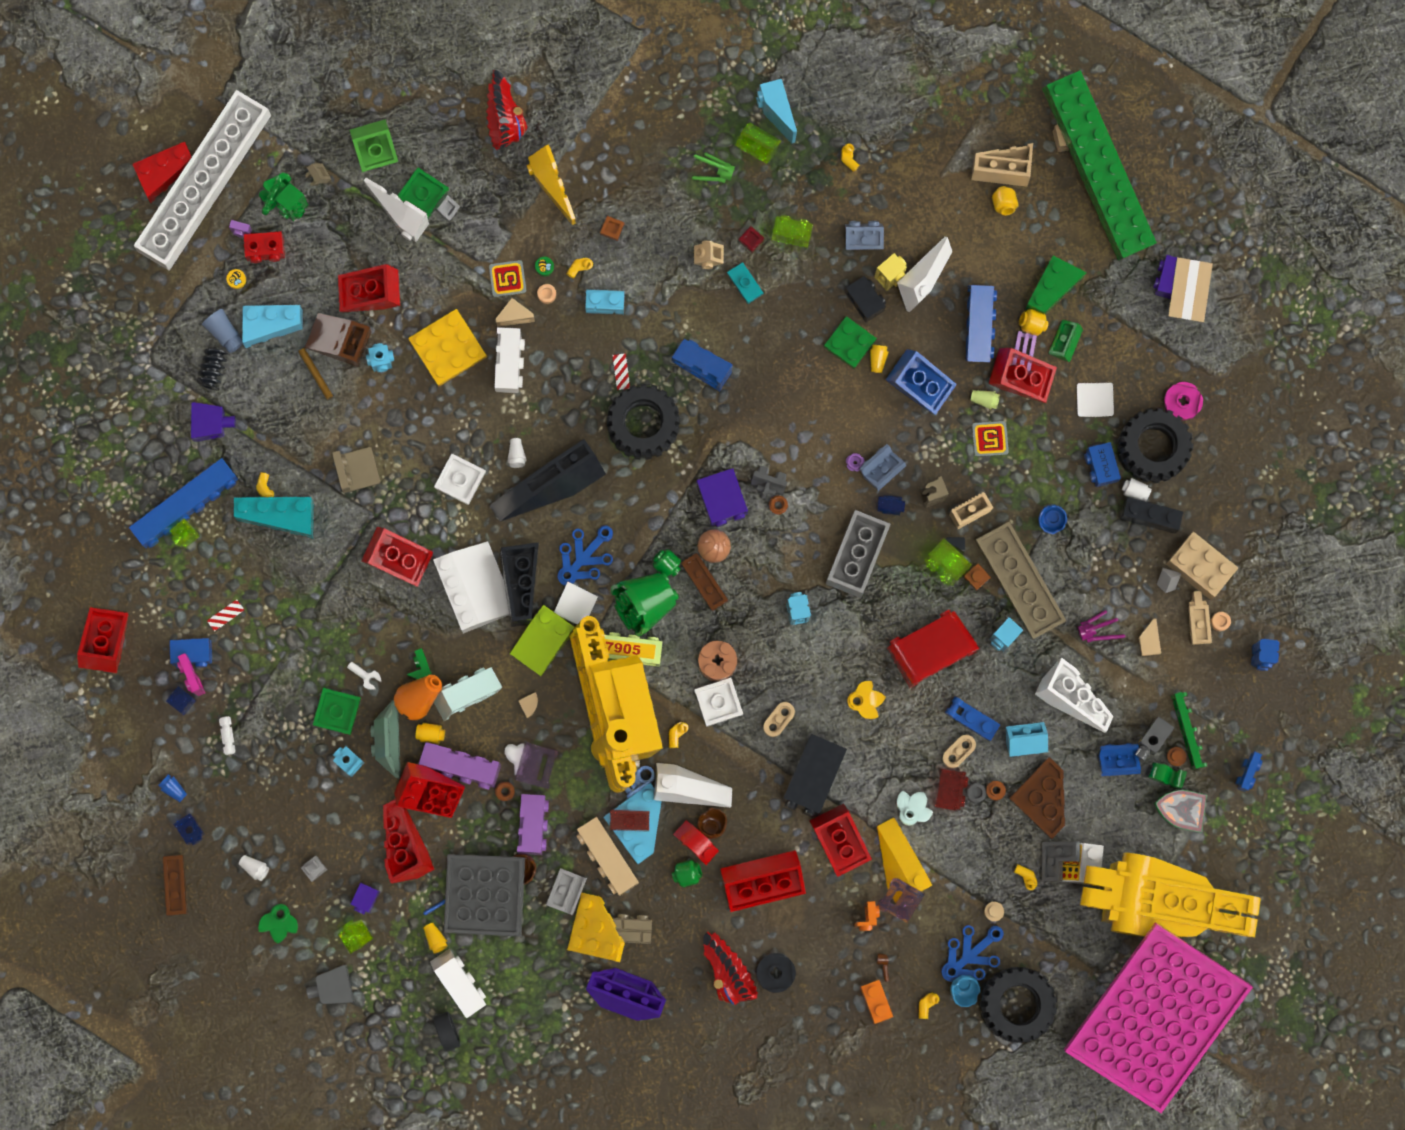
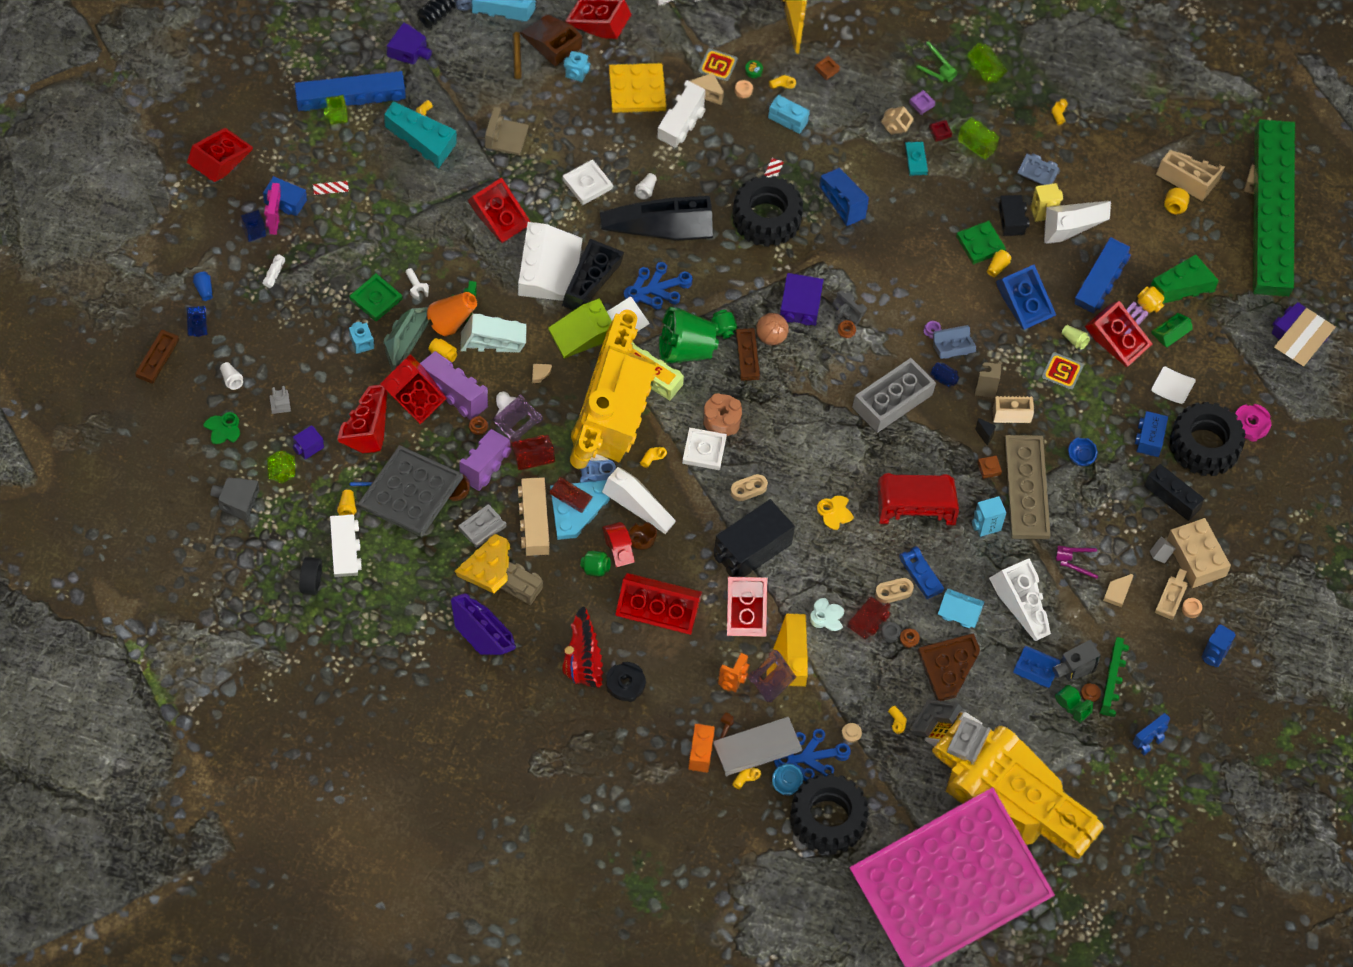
camera: 30 degrees right, 20 degrees down
(569, 790) = (533, 452): none -> clear red bracket
(719, 218) = (922, 102): none -> medium lavender plate
(776, 108) = (1017, 42): medium azure slope -> none
(798, 608) = (816, 408): medium azure brick -> none
(922, 973) = (757, 746): none -> light grey tile
(947, 563) = (969, 437): clear neon green brick -> none
(1111, 886) = (968, 740): none -> light grey plate
(1136, 490) = (1172, 465): white brick -> none
(1183, 809) = (1073, 736): shield -> none

